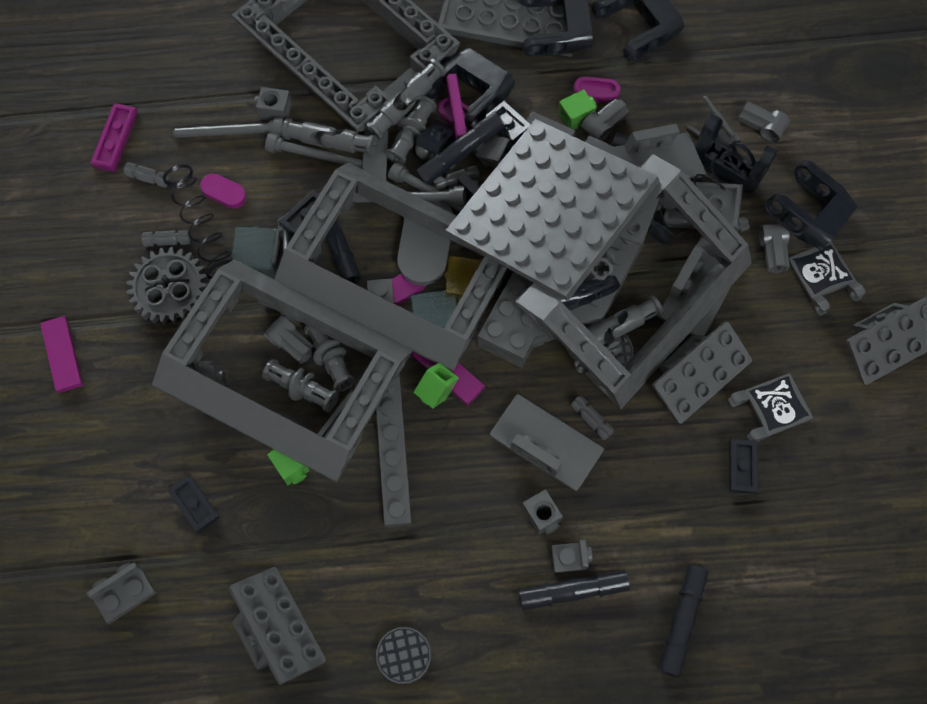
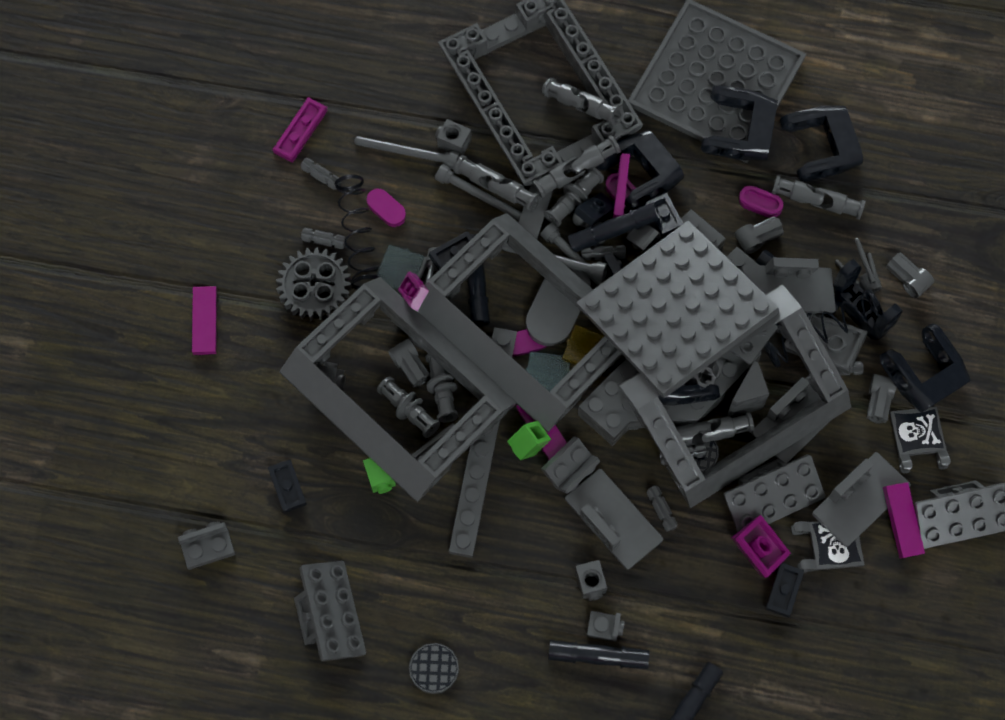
camera: 15 degrees right, 0 degrees up
(273, 264) = (413, 290): none -> magenta tile
(380, 34) = (571, 96): none -> dark grey piece
(486, 400) = (570, 465): none -> dark grey bracket
(576, 108) = (735, 216): bright green brick -> none
(636, 70) = (805, 193): none -> dark grey piece
(648, 276) = (751, 394): none -> dark grey slope
(706, 429) = (761, 546): none -> magenta slope
(789, 353) = (858, 499): none -> dark grey bracket
(838, 362) = (903, 520): none -> magenta tile

